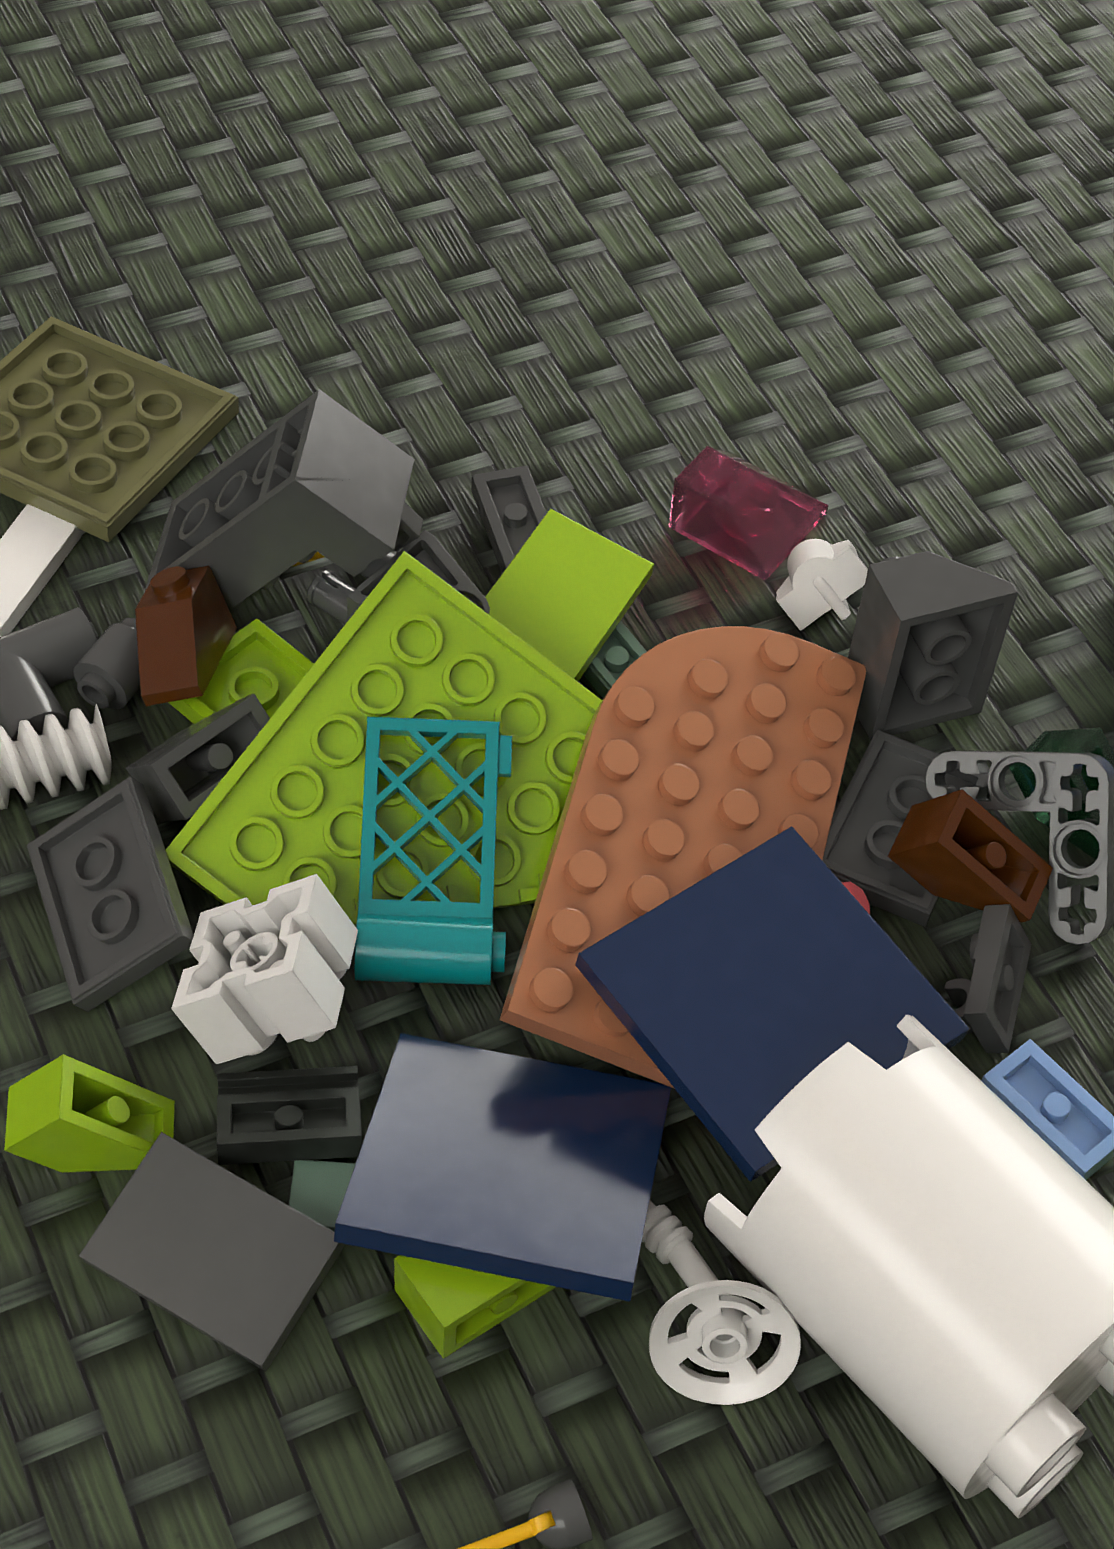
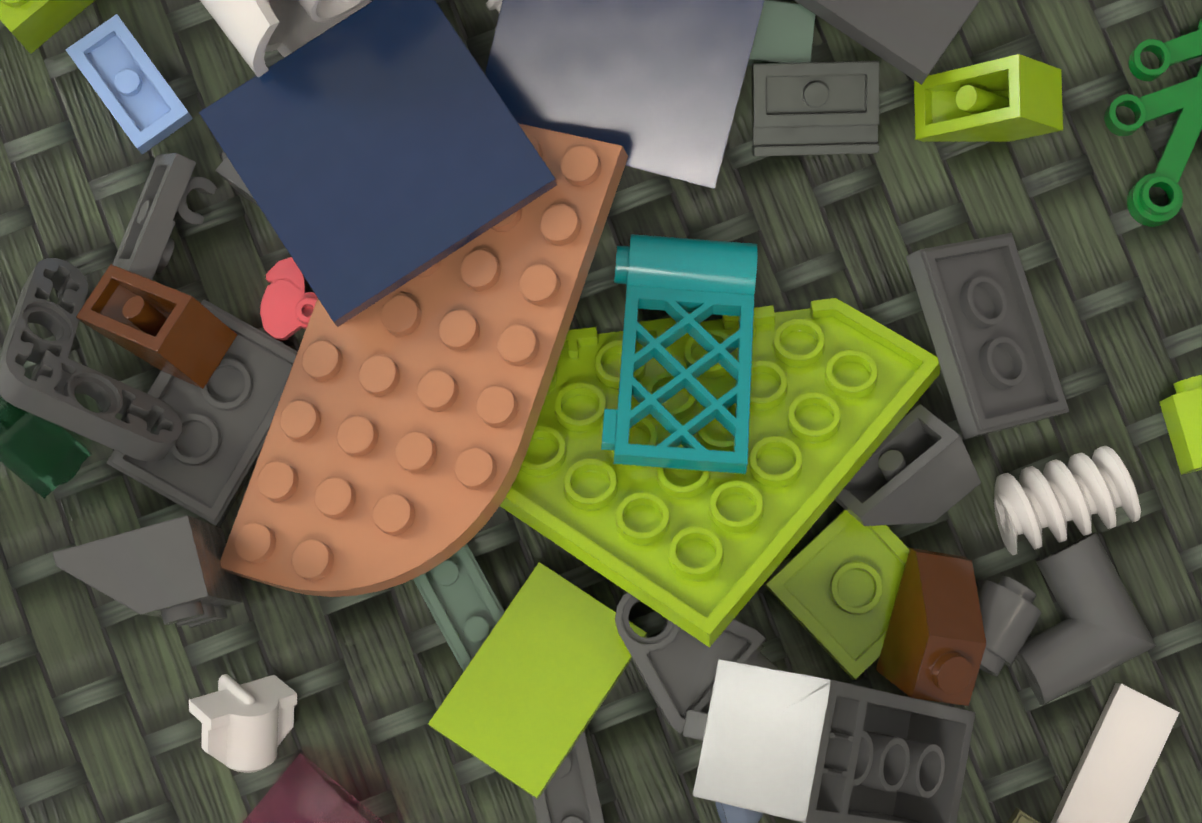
camera: 175 degrees left, 30 degrees up
(266, 970) = (840, 214): white brick -> none

